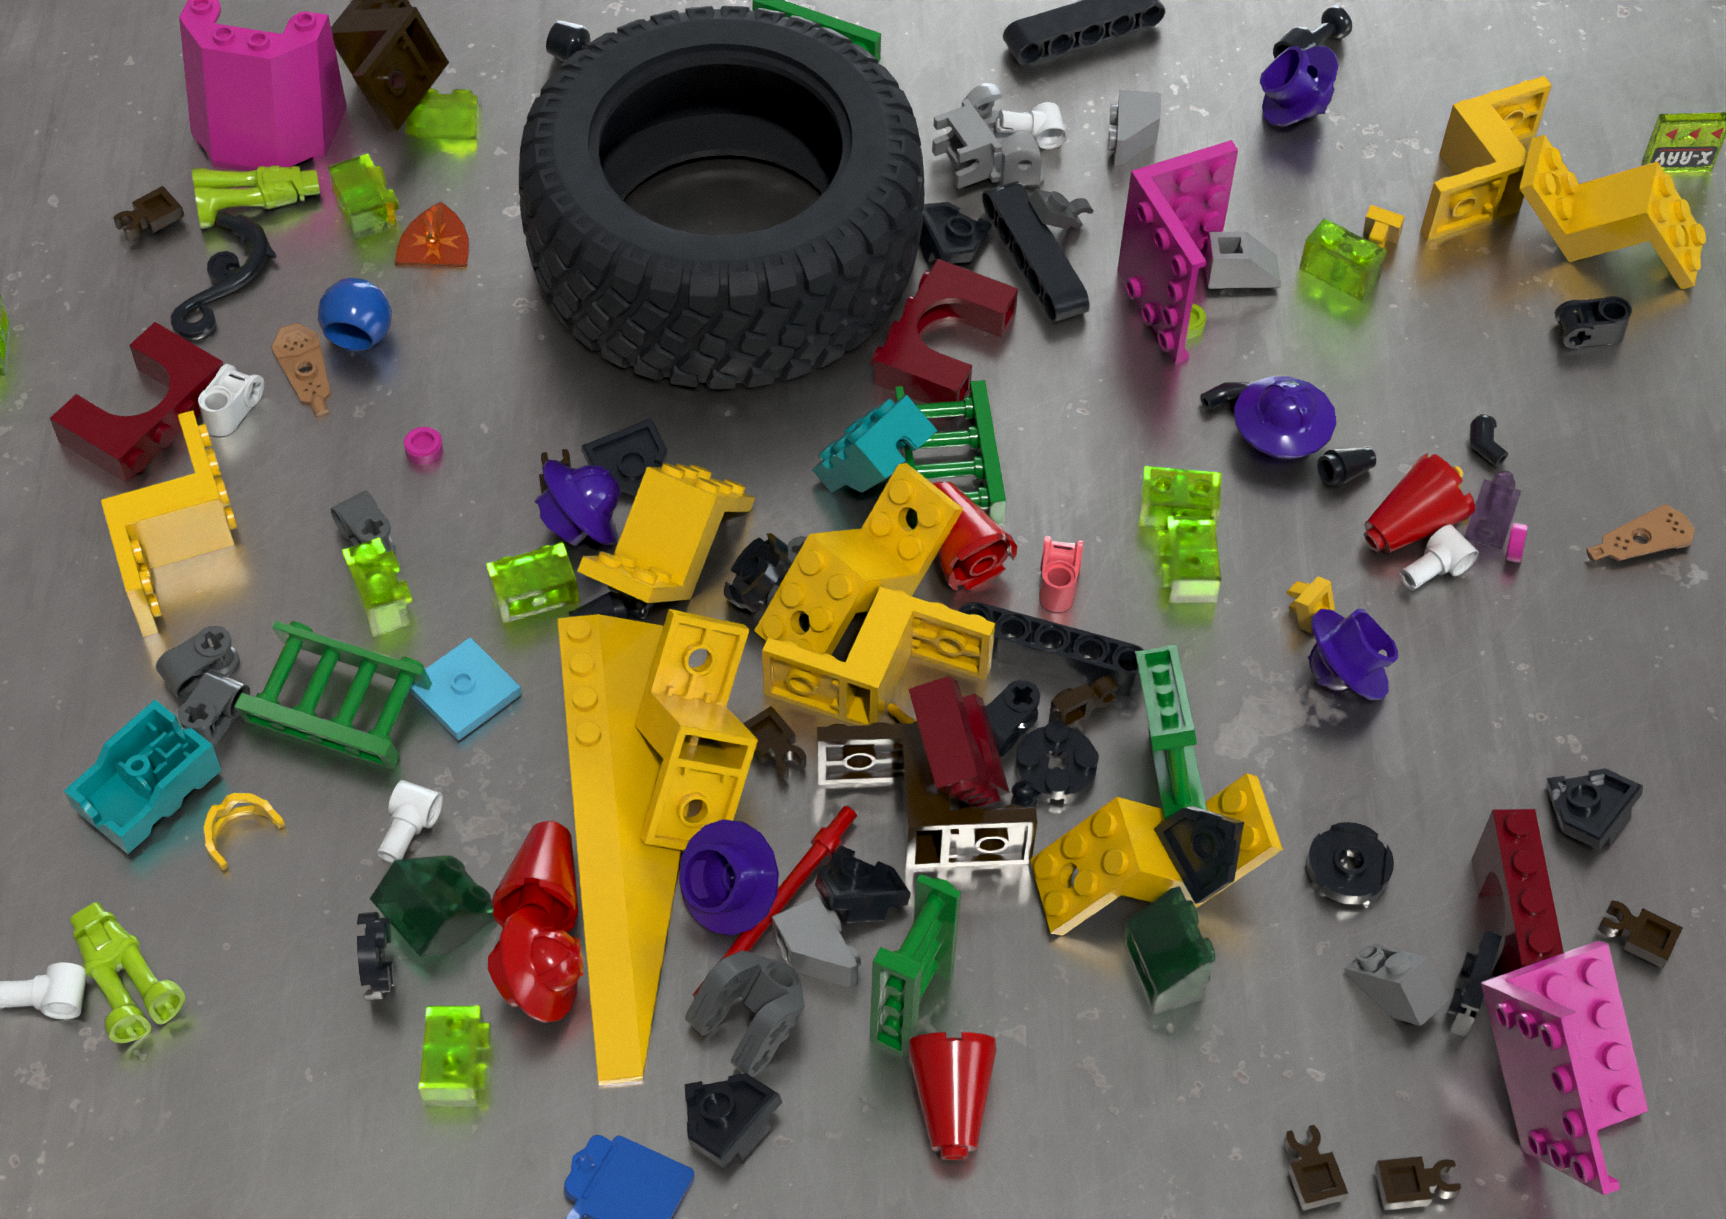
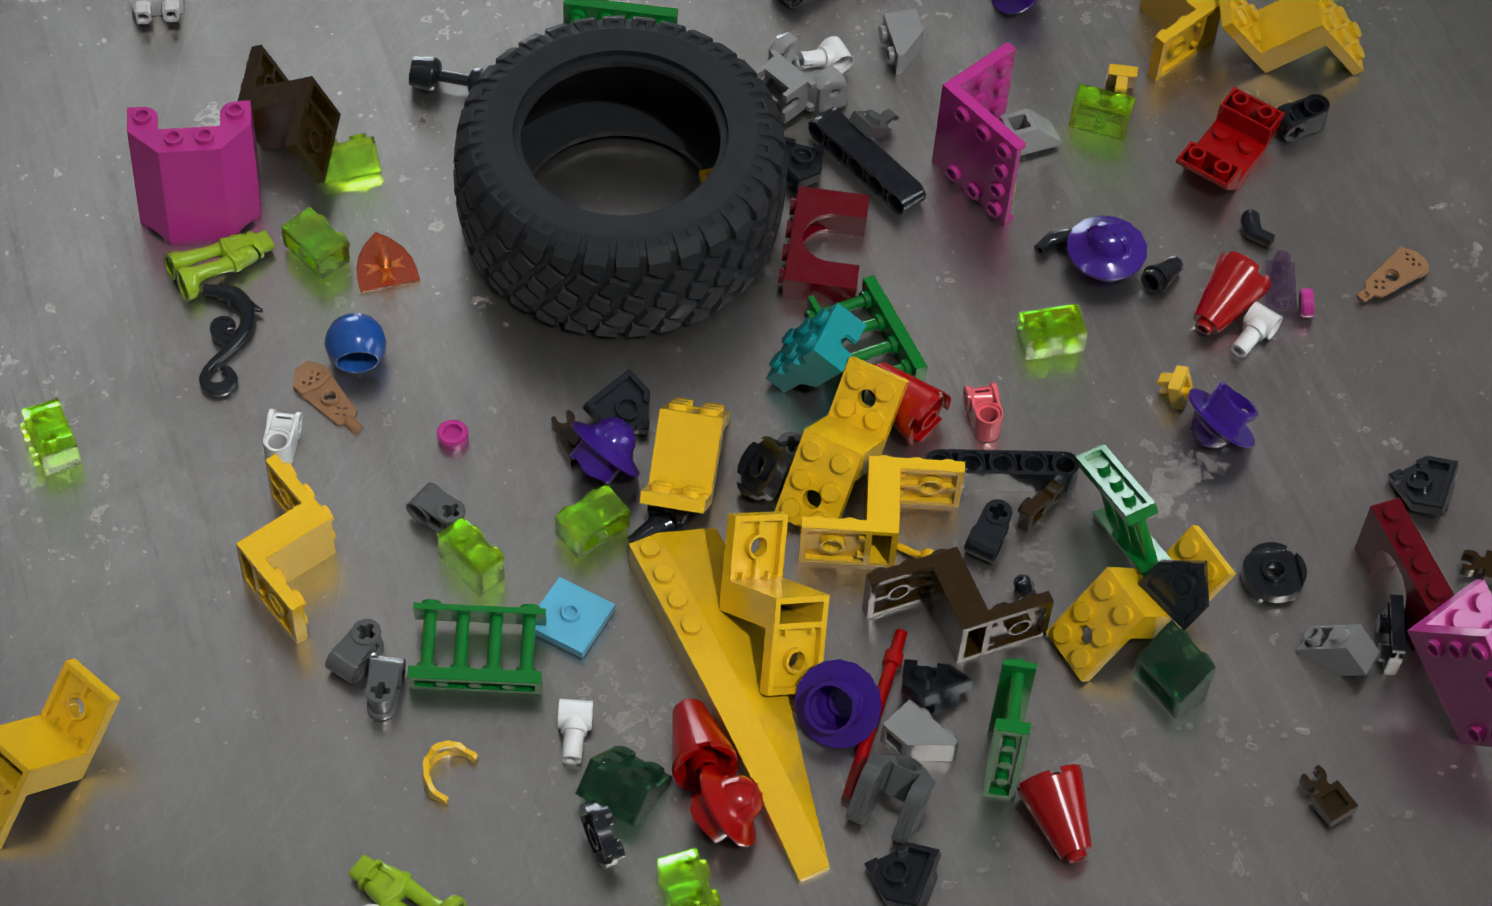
camera: 20 degrees left, 0 degrees up
(129, 442) = (215, 493): dark red arch -> none
(142, 776) = (357, 750): teal piece -> none
(152, 211) = (143, 296): dark brown plate -> none
(775, 741) = (824, 584): dark brown plate -> none
(959, 743) = (979, 557): dark red arch -> none
(1059, 742) = (1041, 540): black plate -> none
(1190, 559) = (1077, 376): clear neon green brick -> none
(1410, 1185) = (1396, 788): dark brown plate -> none
(1495, 332) = (1233, 141): none -> red slope

